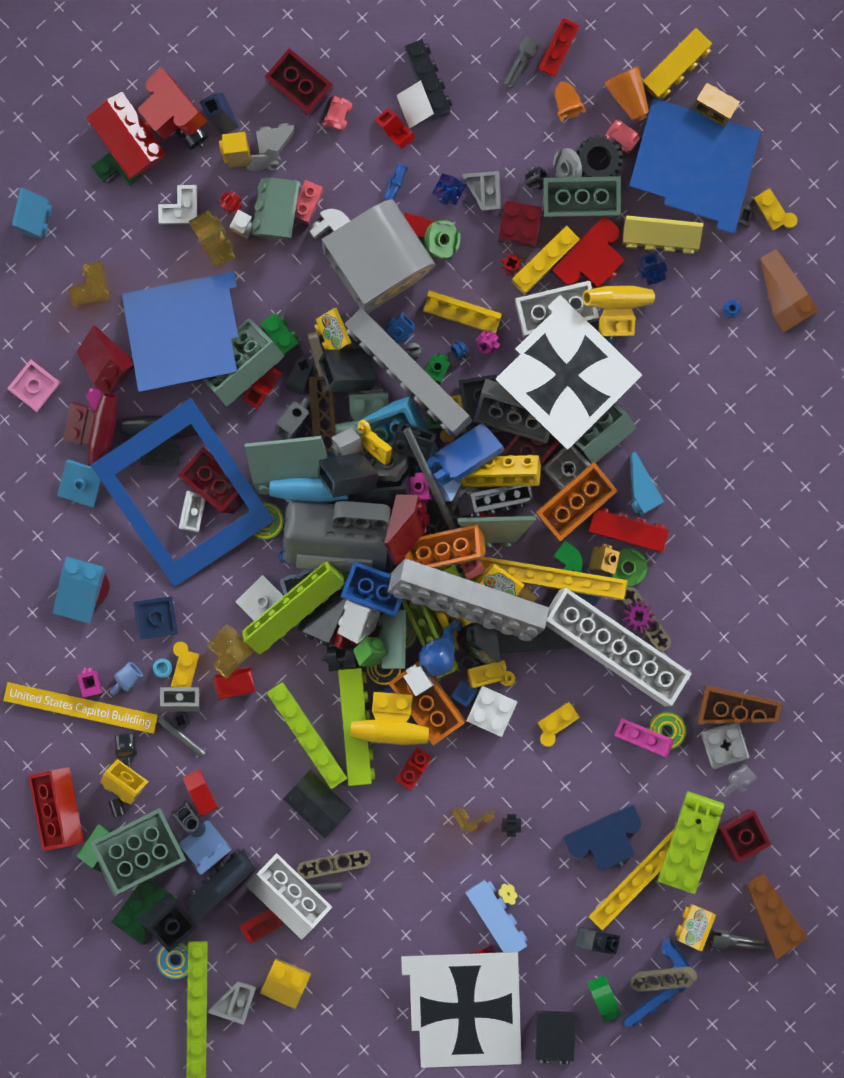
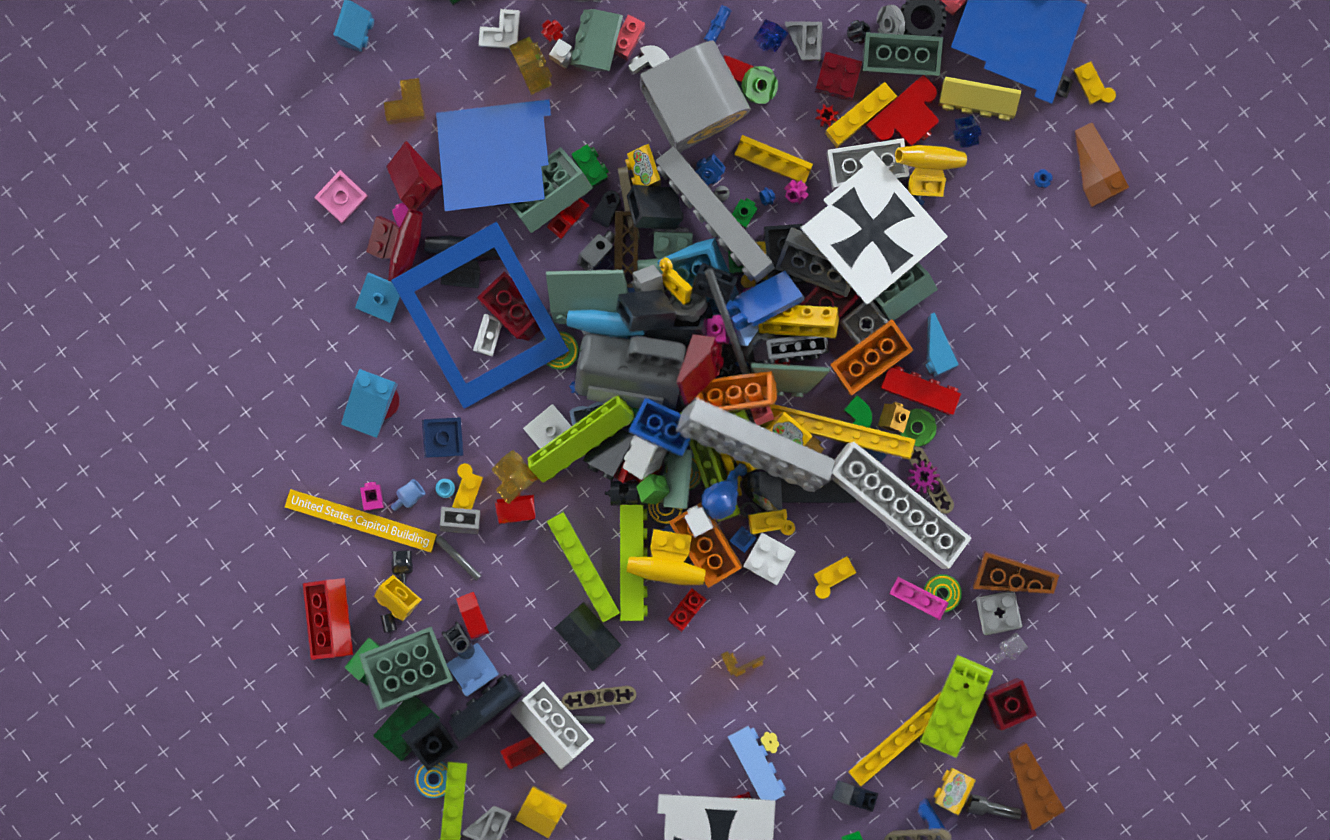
camera: 10 degrees right, 0 degrees up
(175, 722) = (453, 543): black bush -> none
(511, 825) = (779, 674): black gear -> none
(606, 838) = (872, 695): dark blue brick -> none

